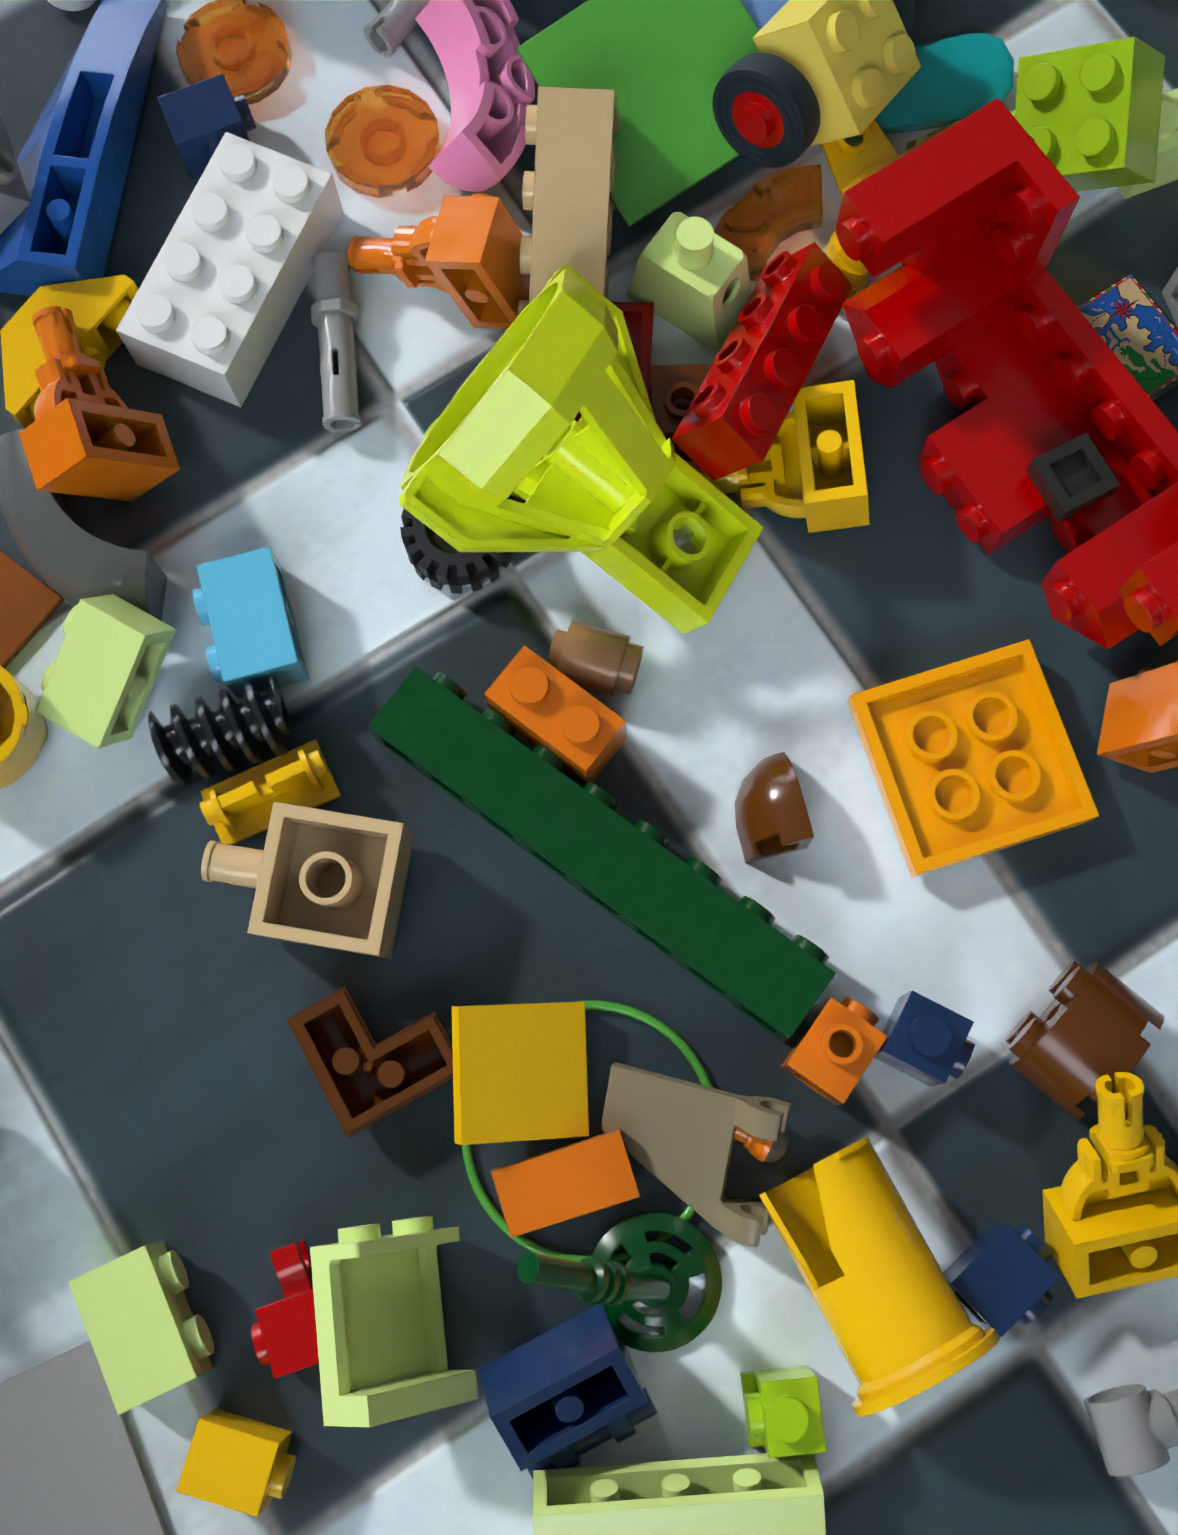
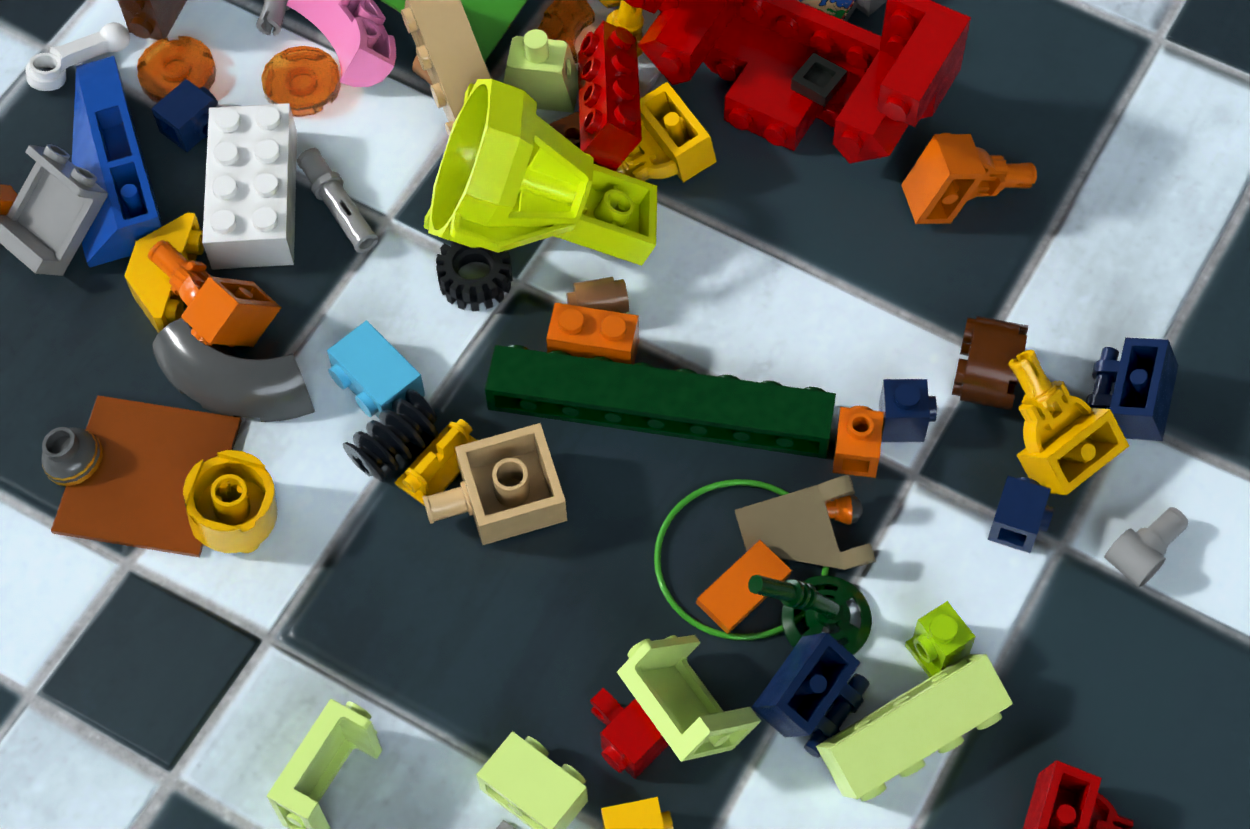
camera: 30 degrees left, 15 degrees down
(104, 669) = (299, 433): yellowish green brick -> none
(369, 1078) = (592, 584): reddish brown brick -> none
(462, 251) = (393, 117): orange brick -> none
(519, 1072) = (682, 536): yellow tile -> none
(771, 811) = (750, 335): reddish brown brick -> none
(874, 1278) = (952, 539): yellow piece -> none
(971, 758) = (846, 256): light orange plate -> none

